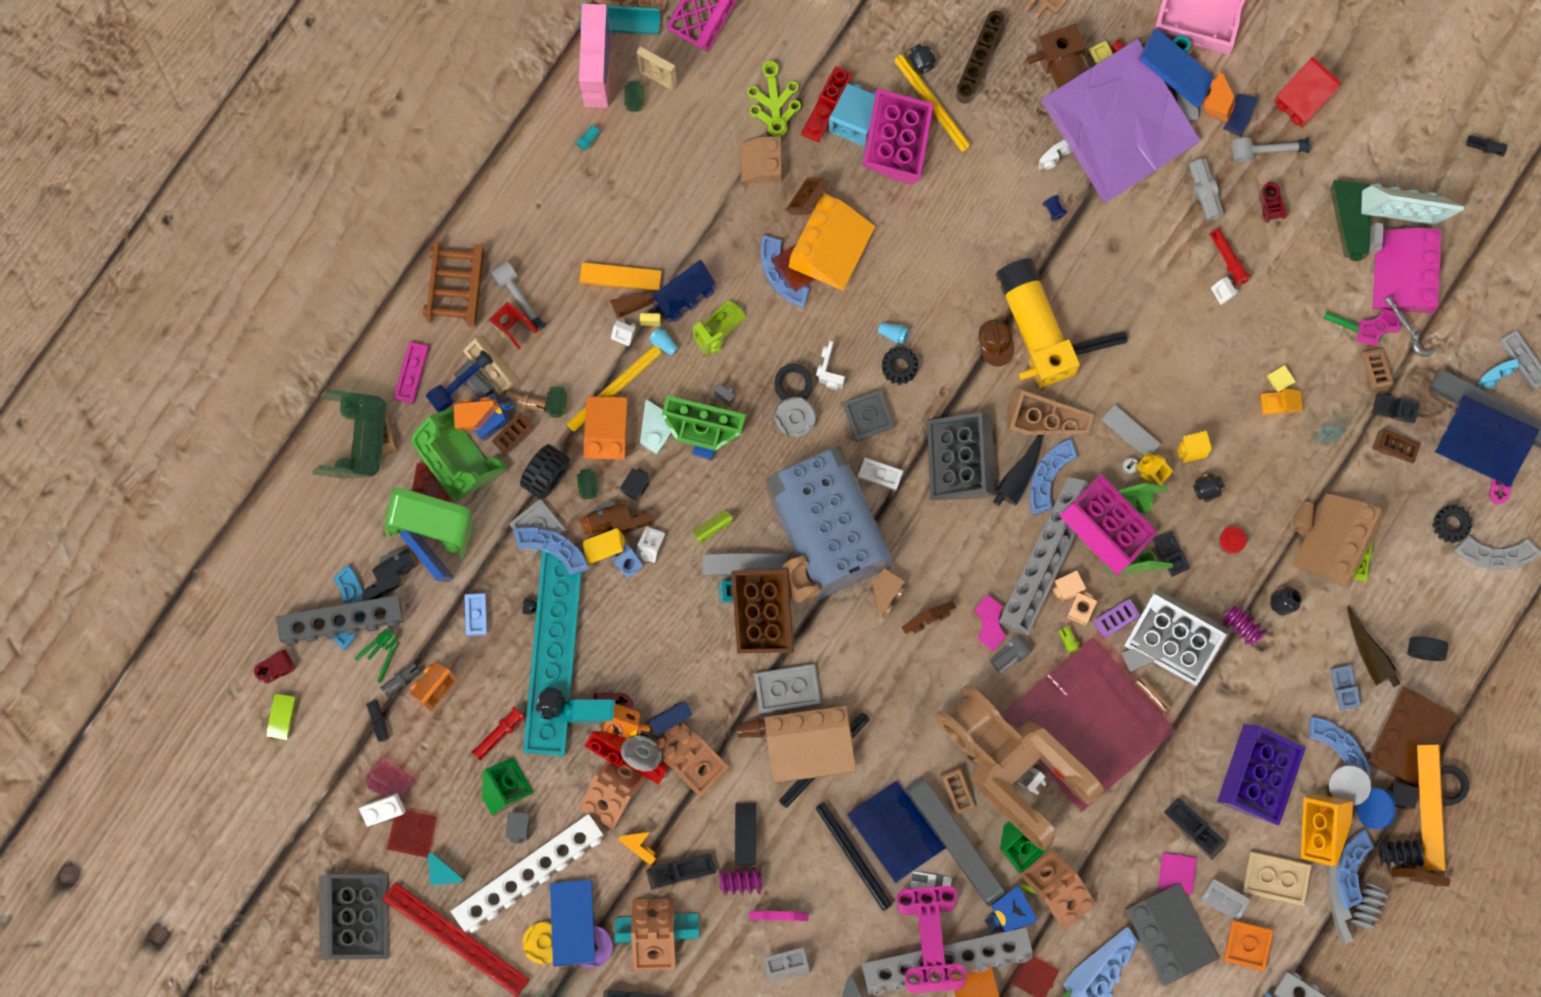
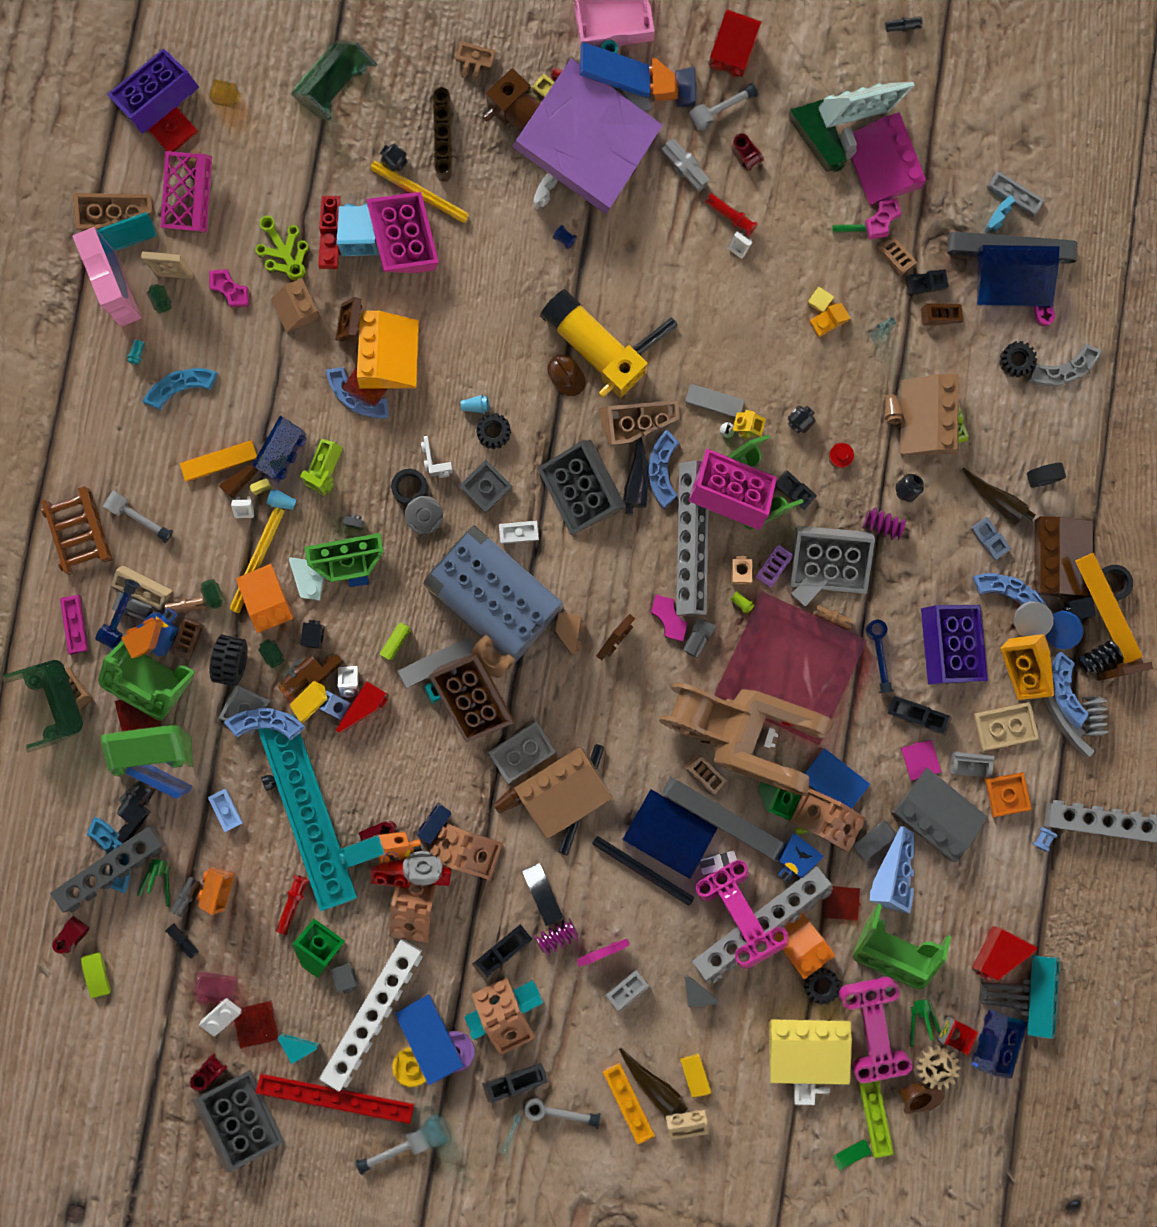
camera: 25 degrees left, 5 degrees up
(347, 857) = (210, 1071): none -> dark red piece
(514, 316) = (141, 537): red piece -> none
(550, 703) = (324, 860): black head -> none
(615, 184) = (176, 382): none -> dark azure tile
(635, 842) = (451, 946): light orange slope -> none
(655, 574) = (366, 703): none -> red slope
(709, 124) = (236, 294): none -> dark pink tile
(1068, 586) = (721, 557): light nougat brick -> none
(1083, 853) = (835, 779): none -> blue tile
(1095, 929) = (875, 840): none -> flat silver slope
(1174, 784) = (885, 685): none -> clear blue piece
(1194, 447) = (774, 390): yellow brick -> none
(1415, 336) = (902, 204): flat silver piece -> none

